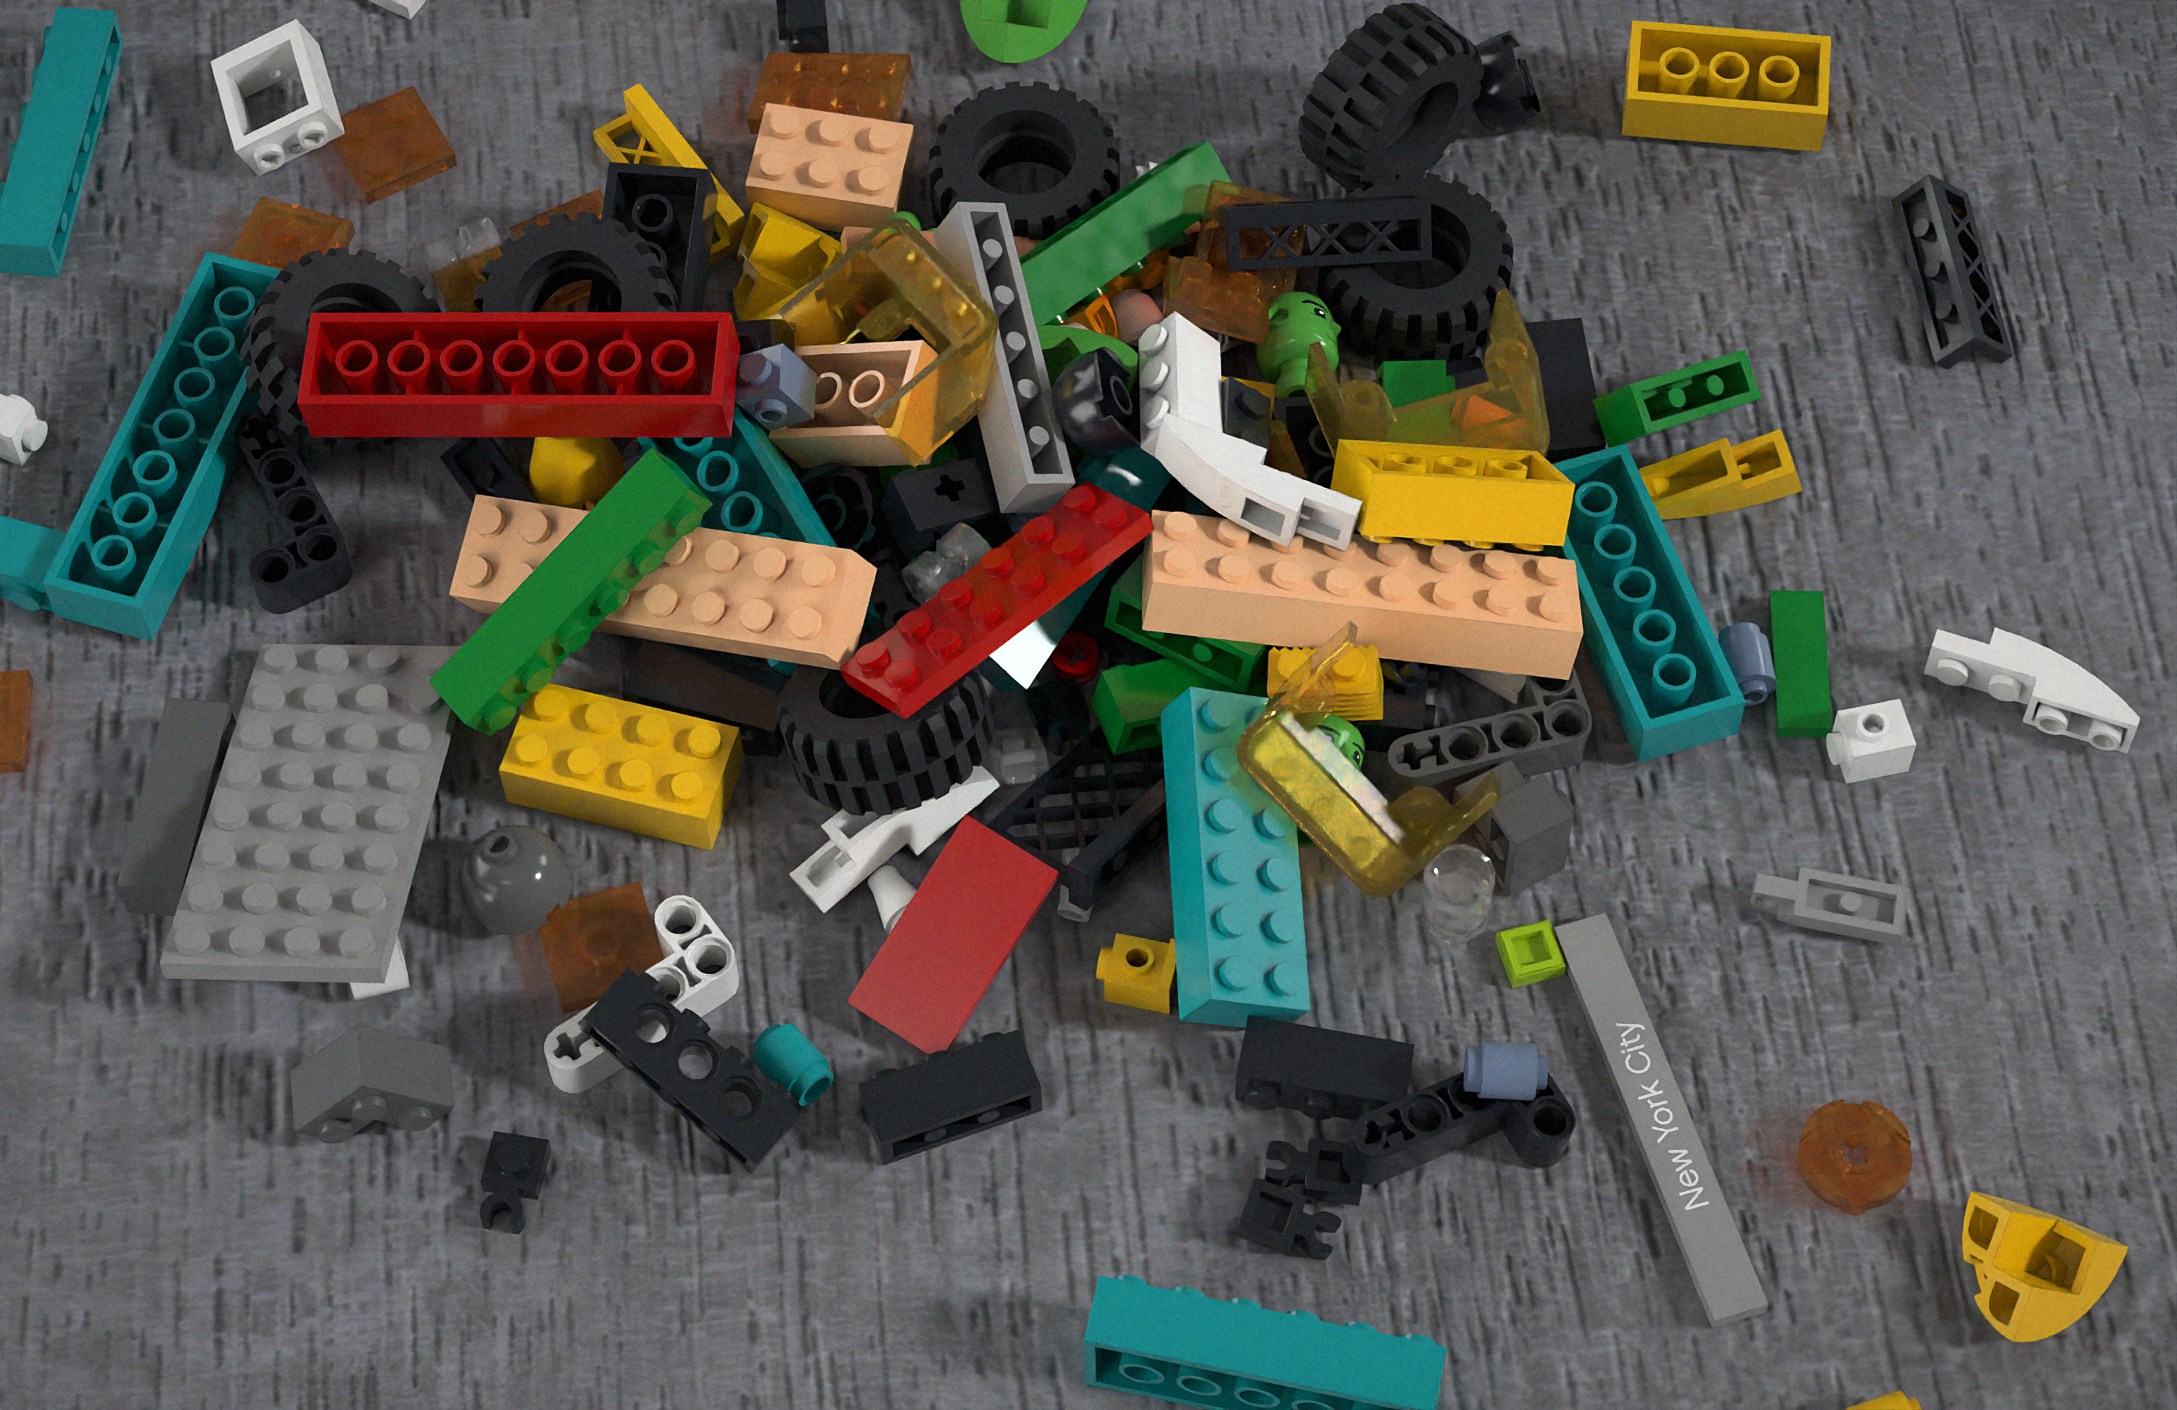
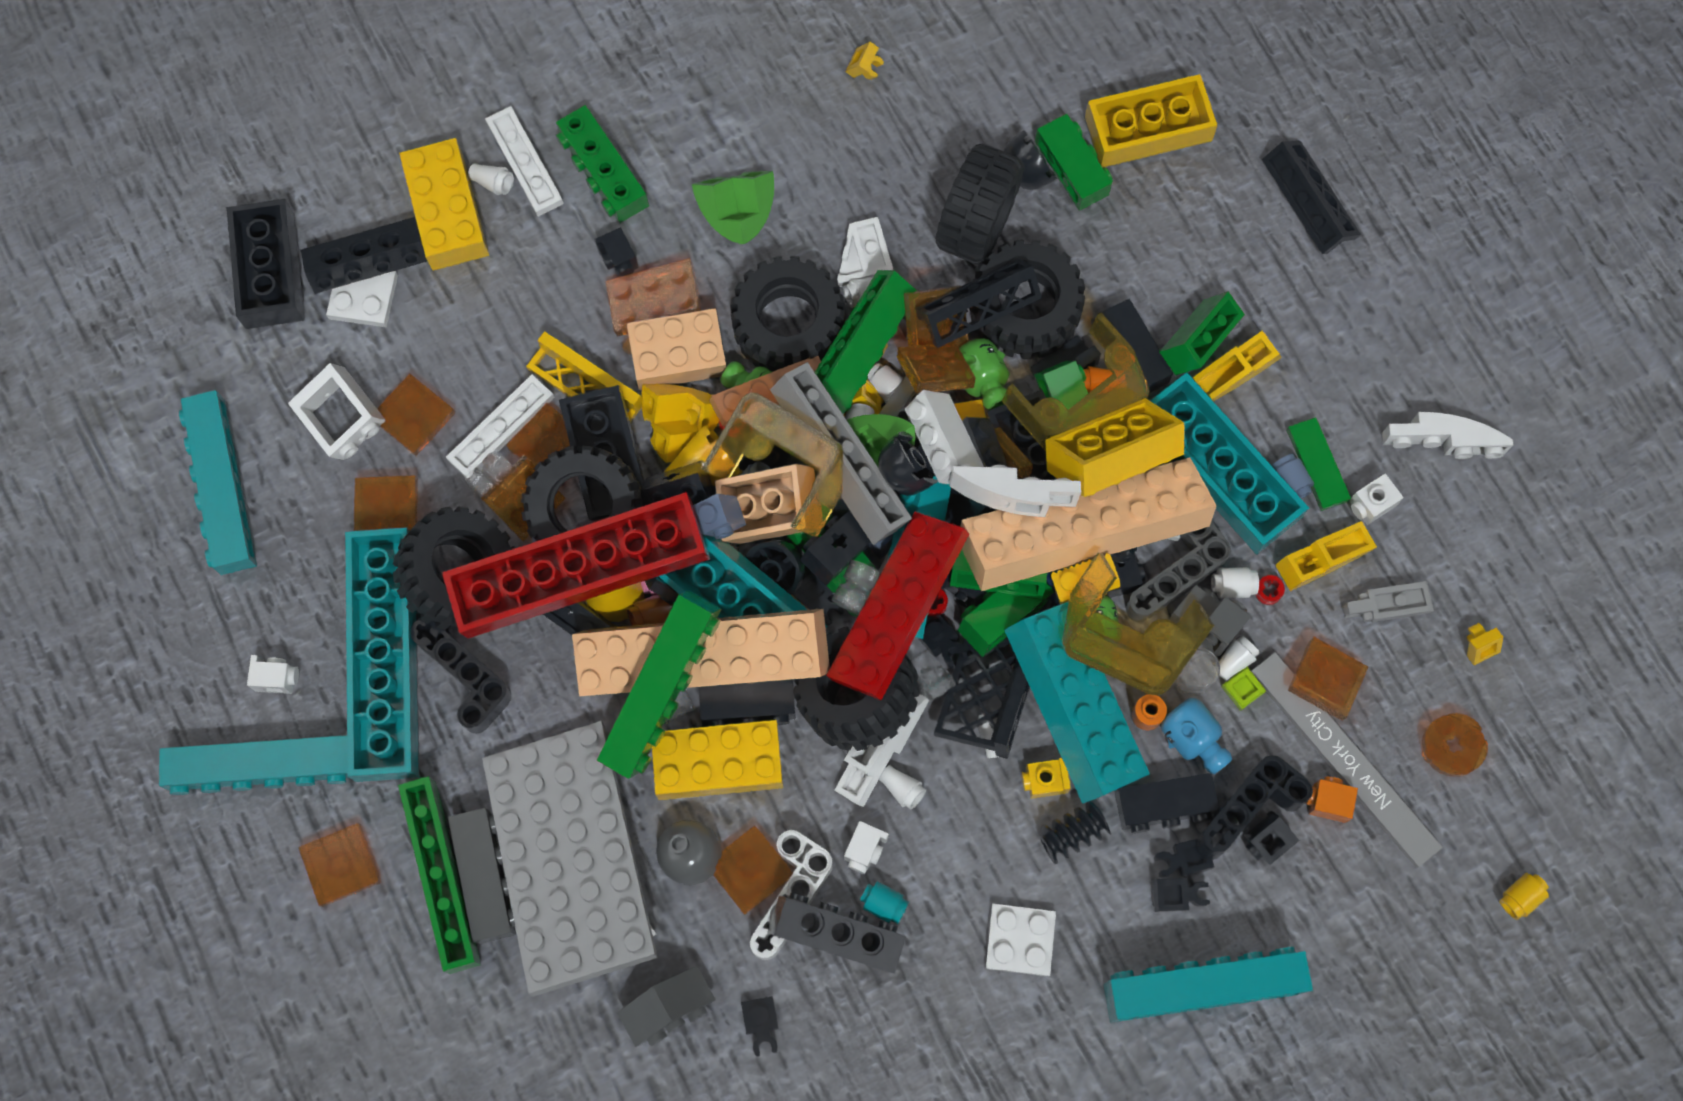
camera: 20 degrees left, 15 degrees up
(110, 778) = (439, 875): none -> green brick
(516, 194) = (500, 425): none -> white plate
(799, 969) = (865, 847): none -> white brick
(950, 1096) = (975, 889): black brick -> none
(953, 937) = (944, 801): red tile -> none
(991, 1202) = (1020, 940): none -> white plate
(1148, 1062) = (1073, 831): none -> black piece
(1191, 118) = (863, 252): none -> white wing
(1351, 926) = (1142, 718): none -> orange brick
(1415, 984) = (1195, 733): none -> dark azure piece
(1489, 1169) = (1280, 838): none -> black brick
(1504, 1070) = (1269, 775): sand blue brick -> none
(1536, 899) = (1237, 657): none -> white cone
(1579, 109) = (1074, 161): none -> green brick
(1587, 786) = (1235, 582): none -> white brick
(1605, 1164) = (1332, 800): none -> orange brick
(1646, 807) = (1279, 592): none -> red bush
(1676, 977) = (1328, 678): none -> clear orange plate
(1751, 797) = (1325, 555): none -> yellow slope
(1968, 1016) = (1483, 644): none -> yellow tile
(2034, 1266) = (1568, 775): yellow brick -> none

